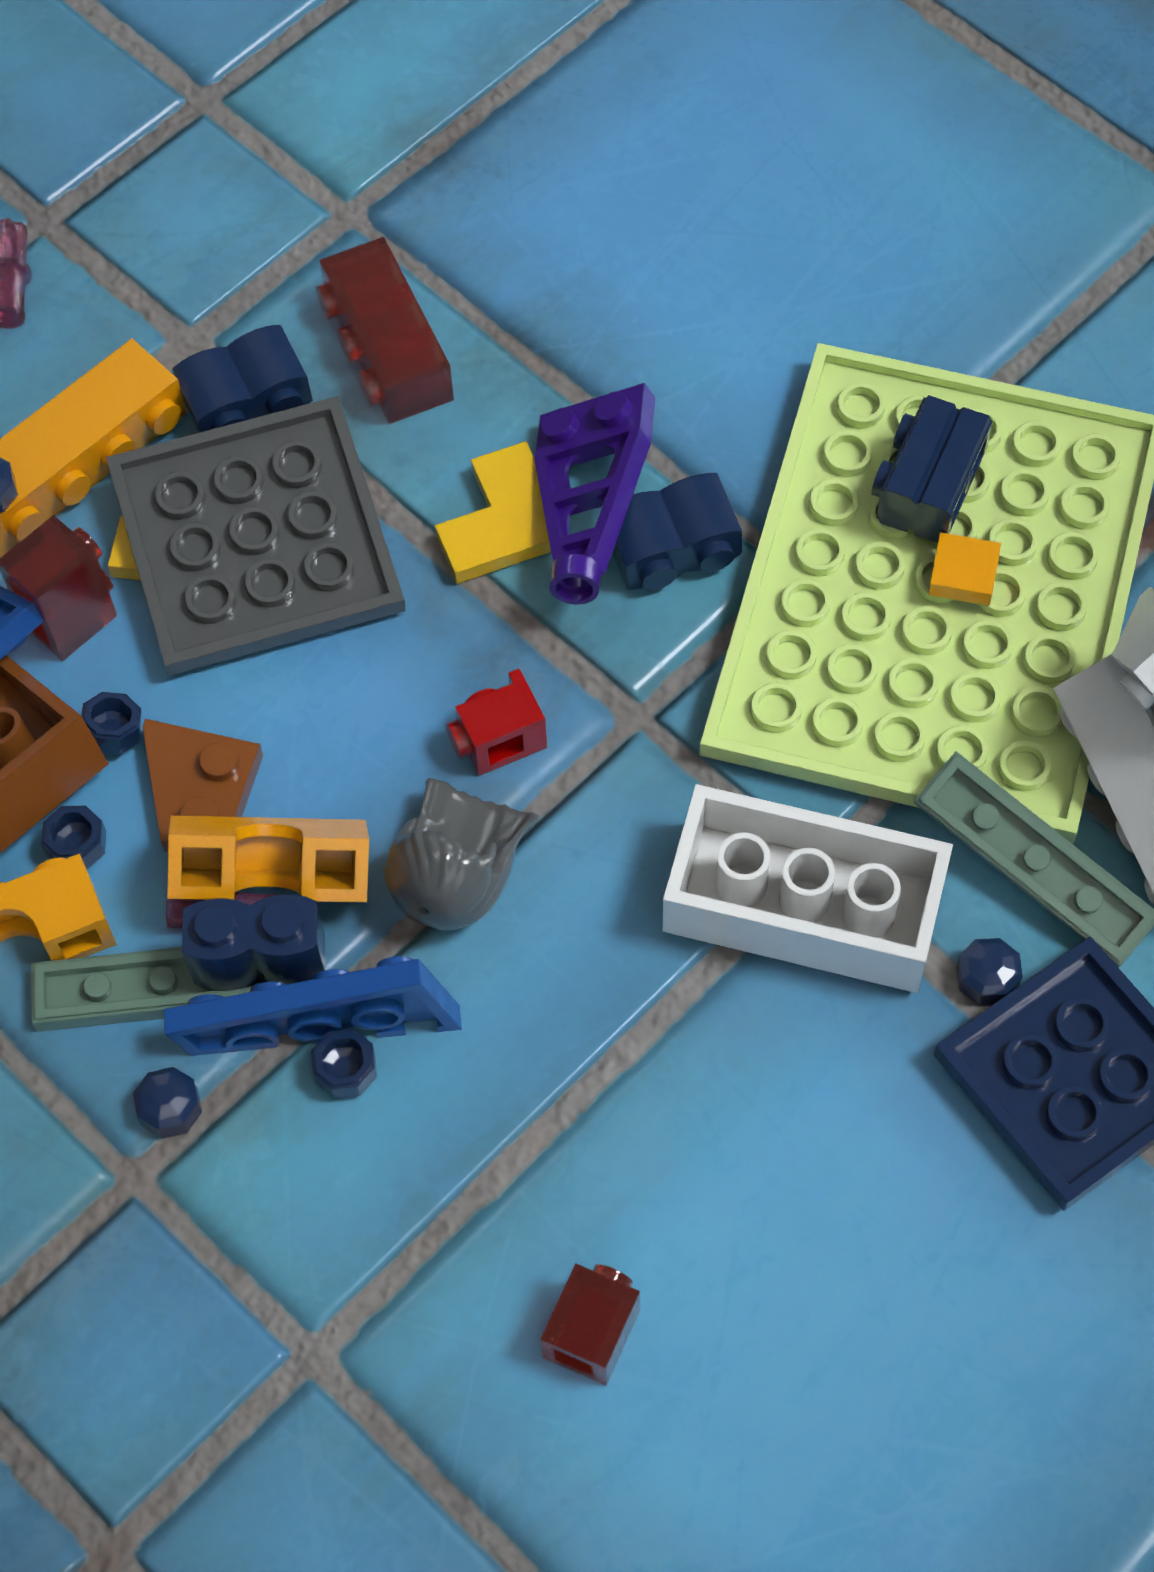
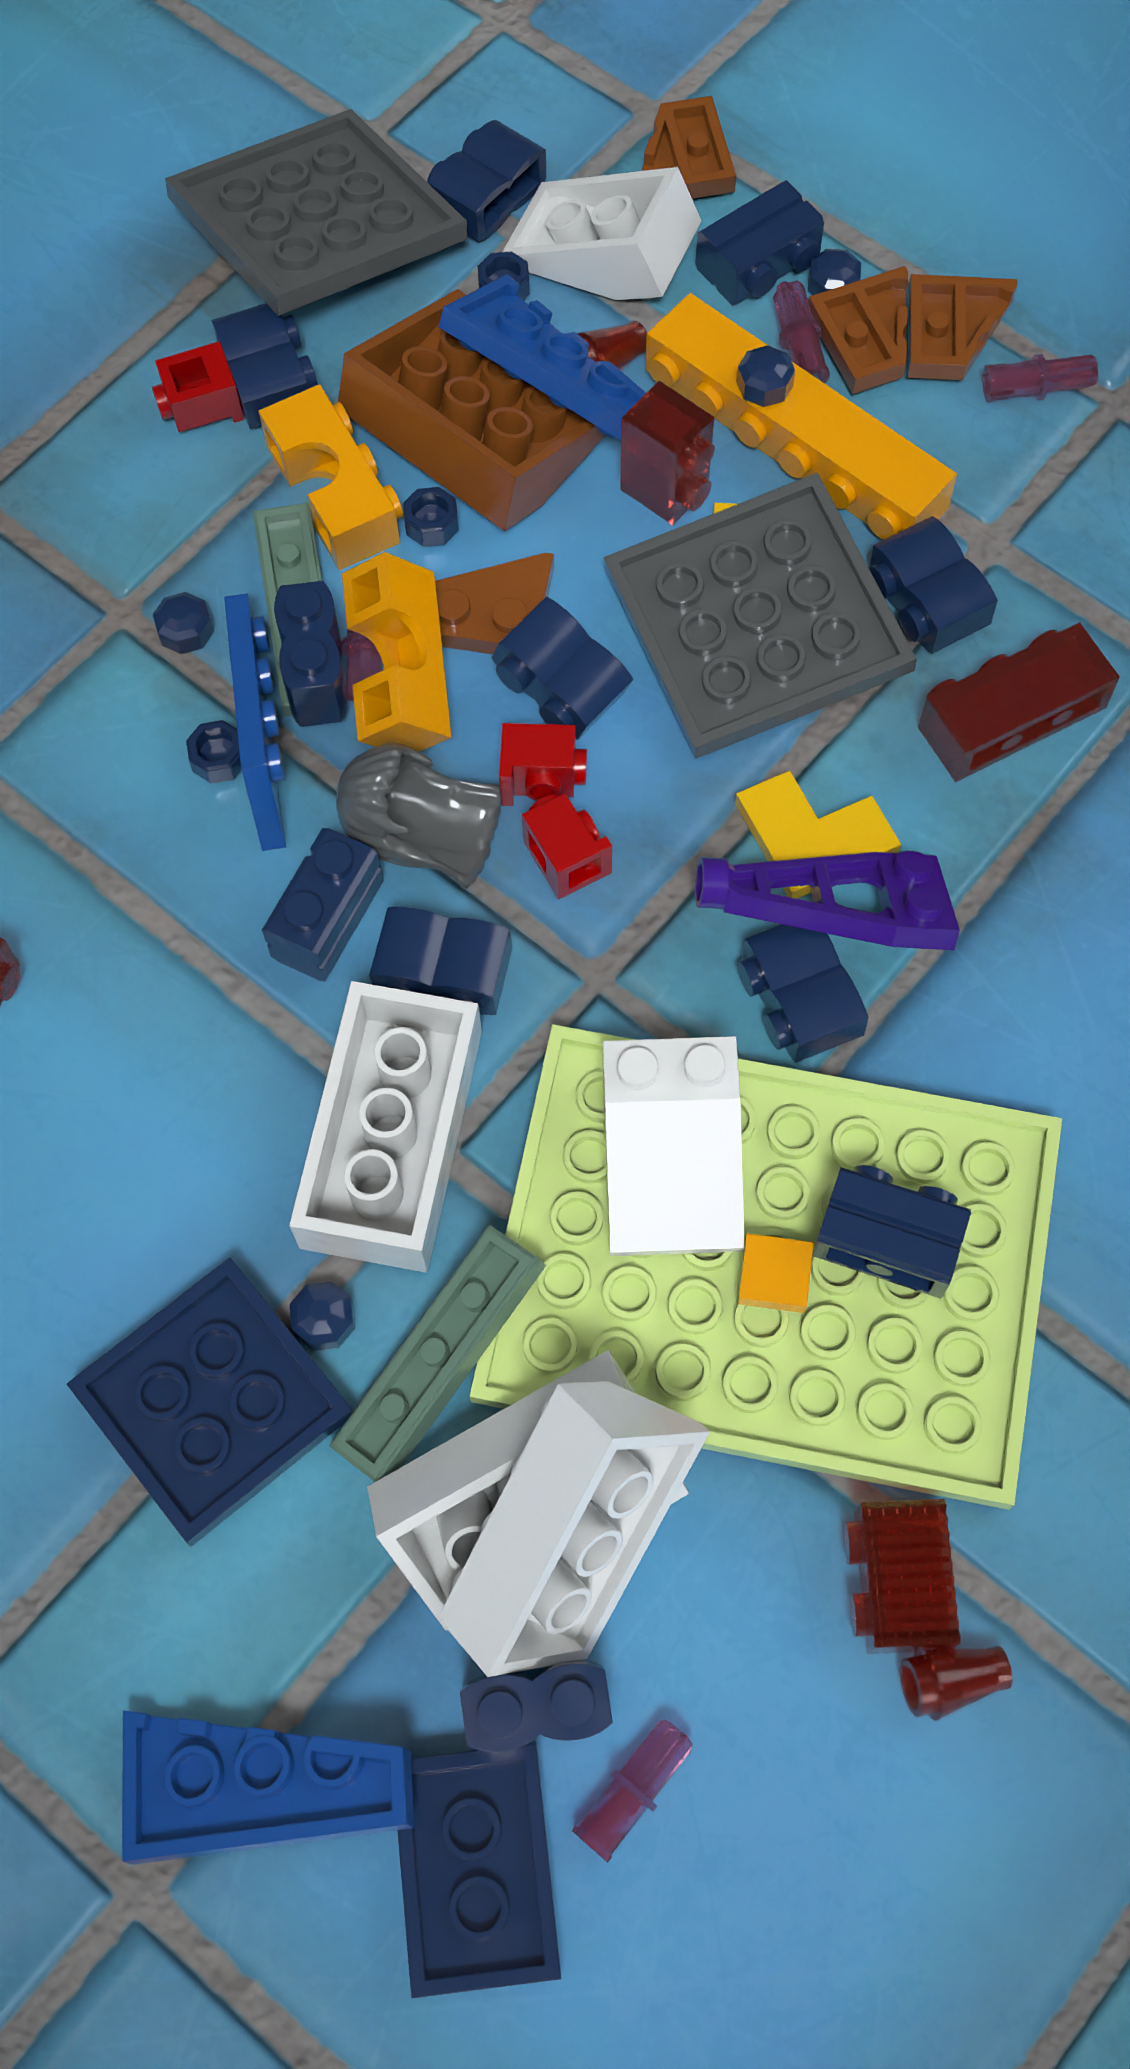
camera: 85 degrees right, 5 degrees up
(113, 721) = (547, 527): dark blue tile -> none
(297, 712) = (560, 667): none -> dark blue brick
(402, 742) = (539, 761): none -> red brick
(549, 949) = (323, 904): none -> dark blue brick
(621, 844) = (442, 956): none -> dark blue brick
(842, 636) = (673, 1146): none -> white slope

